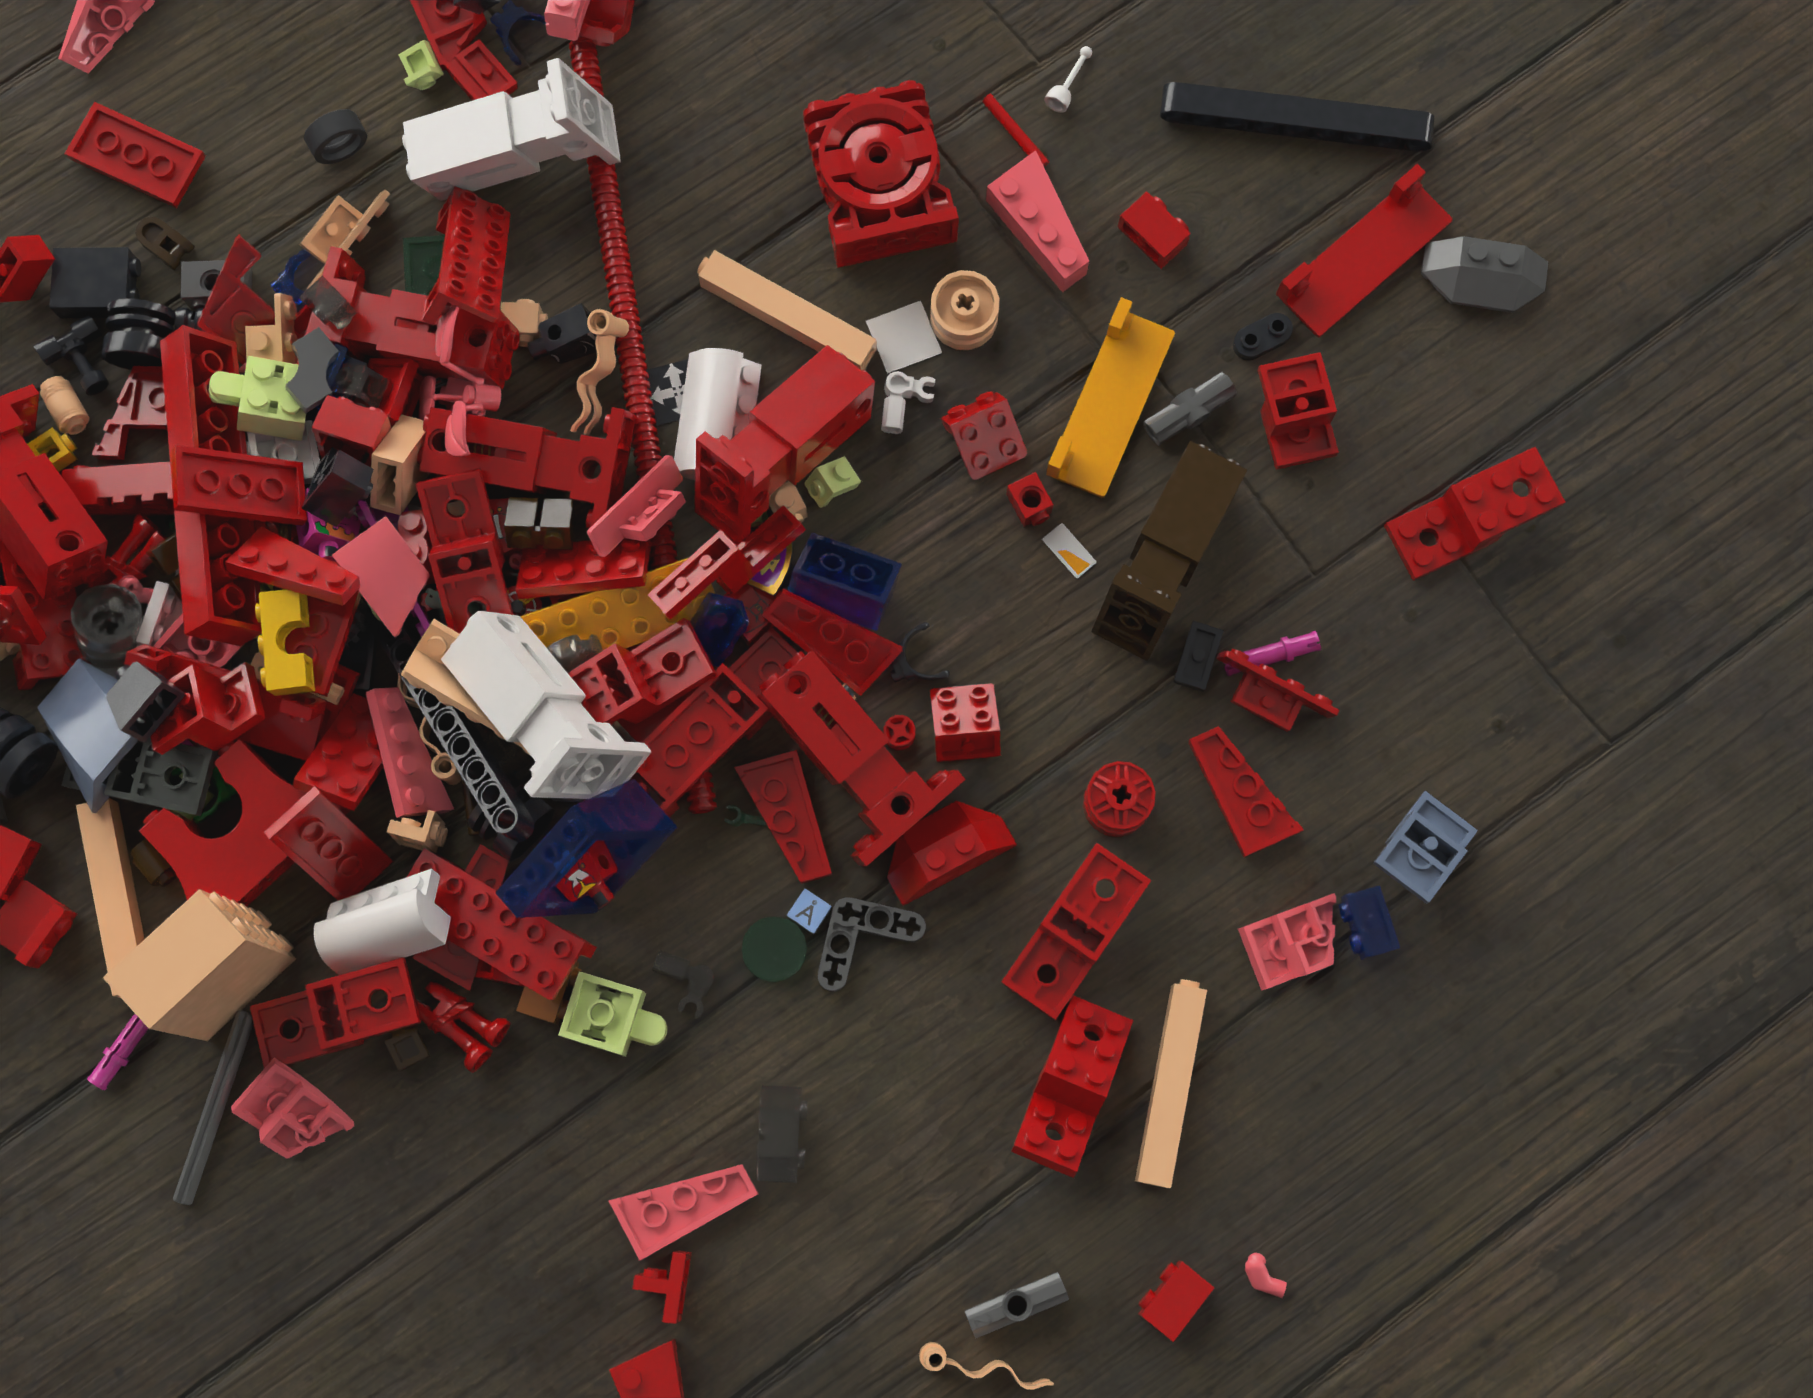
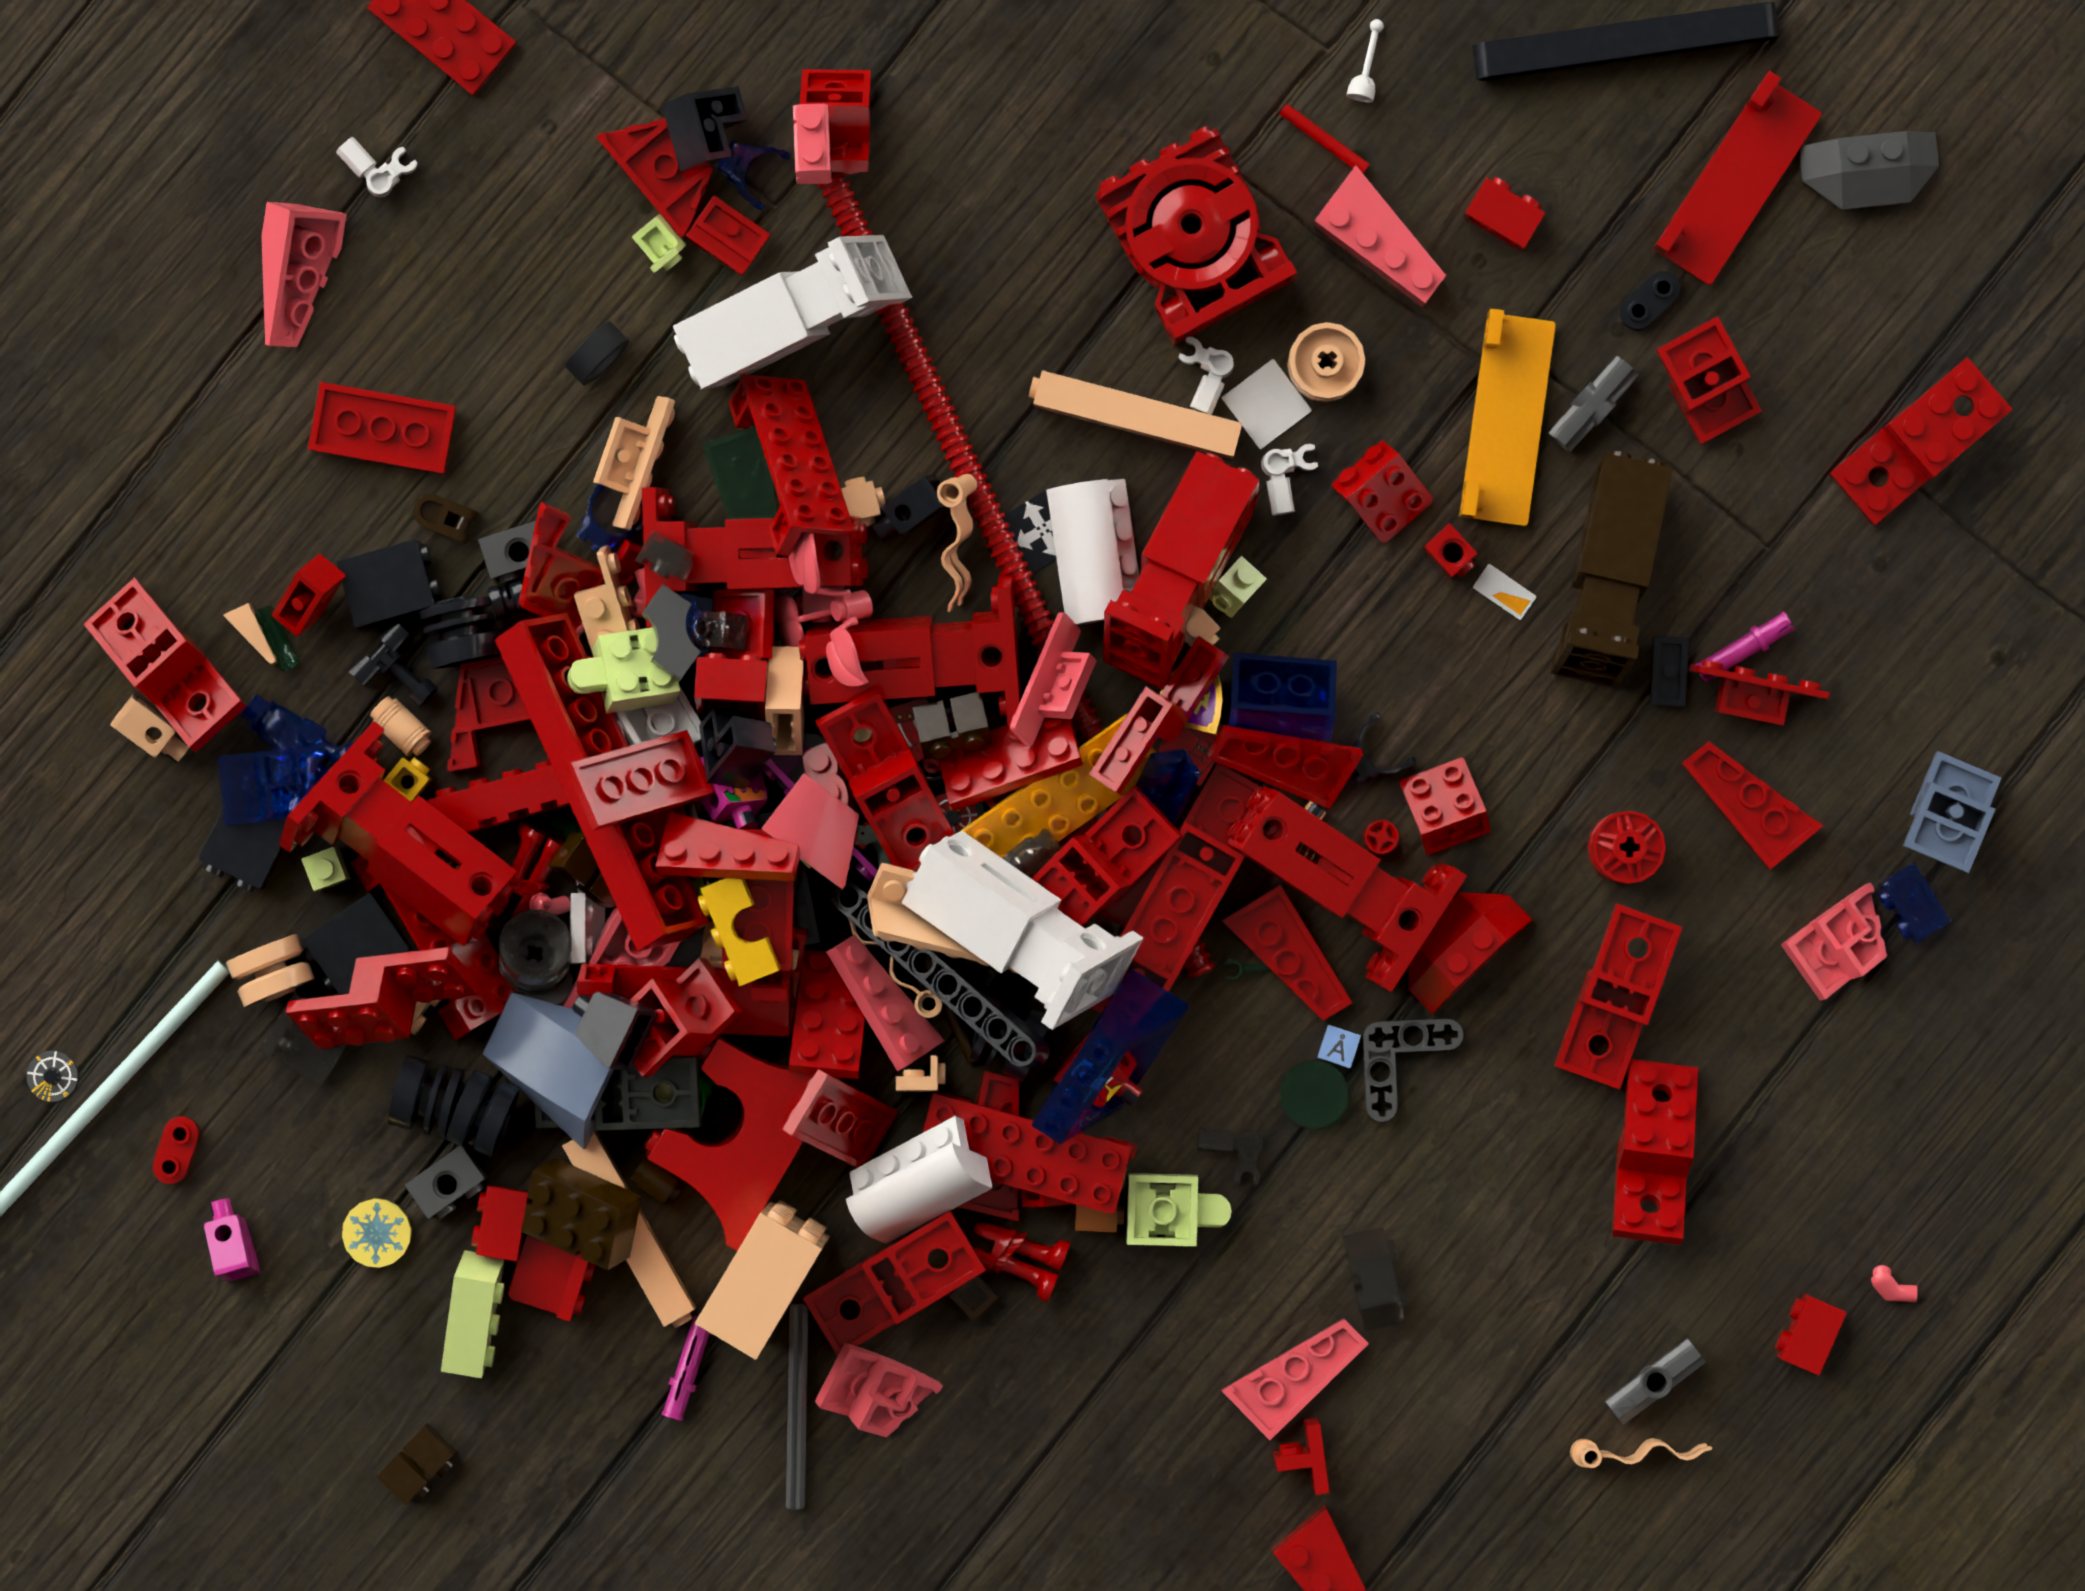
camera: 15 degrees left, 10 degrees up
(69, 869) = (581, 1213): none -> dark brown piece
(870, 290) = (1218, 364): none -> white bar
(1171, 1084) = (1753, 1122): light nougat brick -> none

